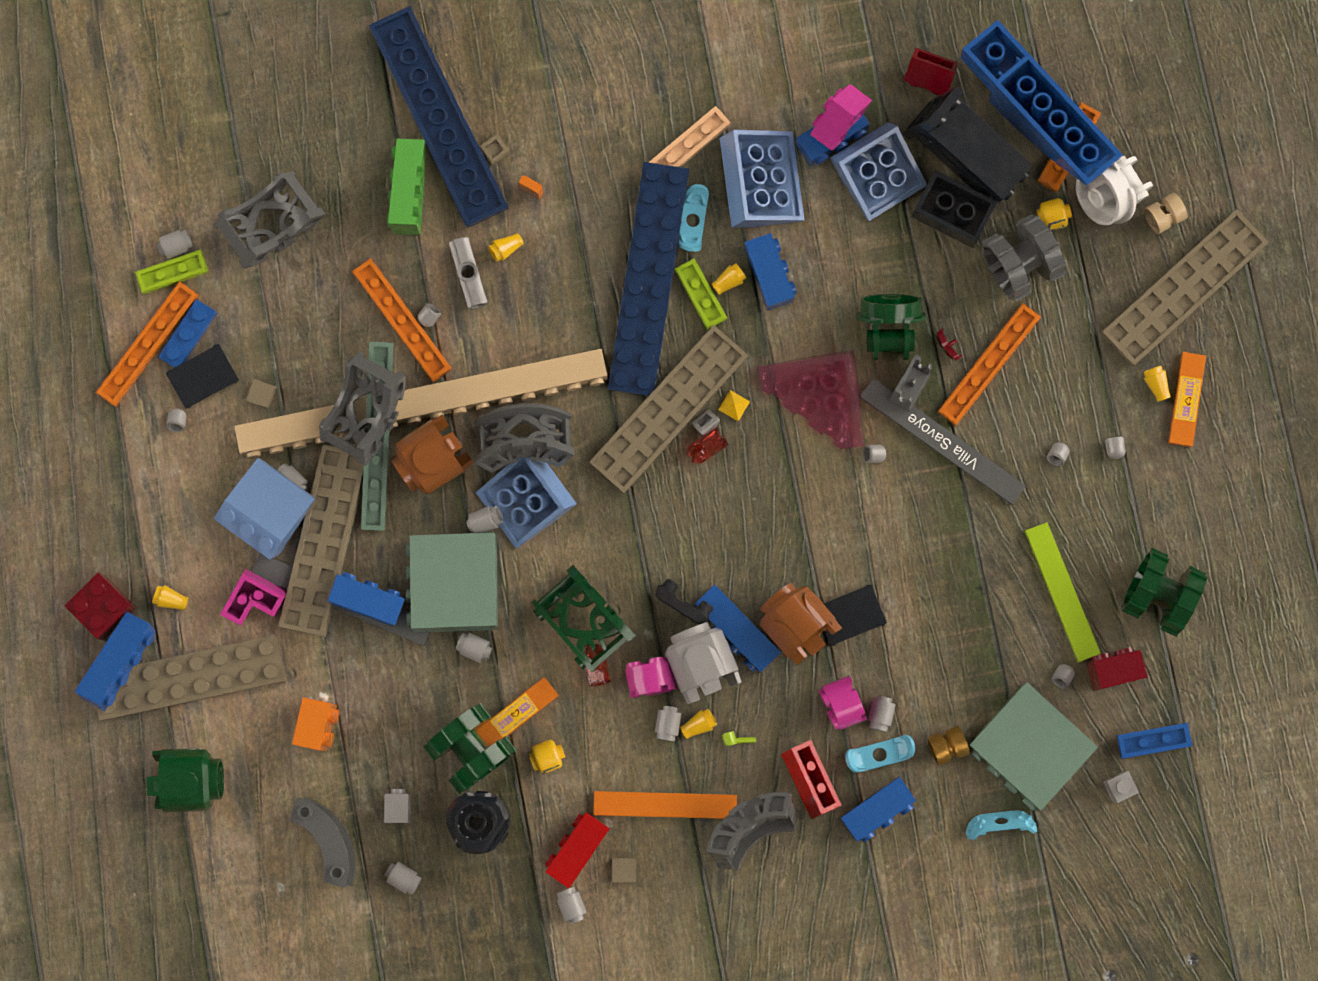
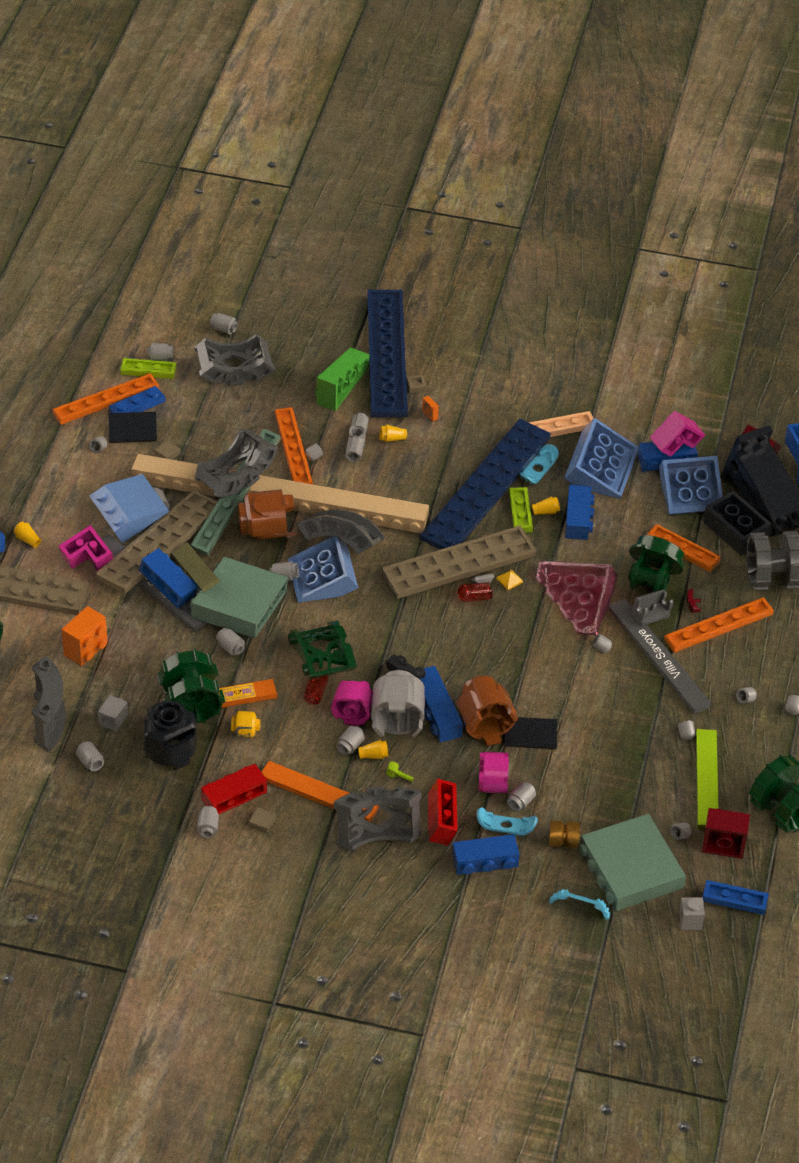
camera: 20 degrees right, 35 degrees down
(225, 161) = (223, 323): none -> light grey brick
(387, 570) = (195, 567): none -> olive slope
(905, 266) = (692, 551): none -> orange tile
(1014, 534) = (687, 730): none -> light grey piece

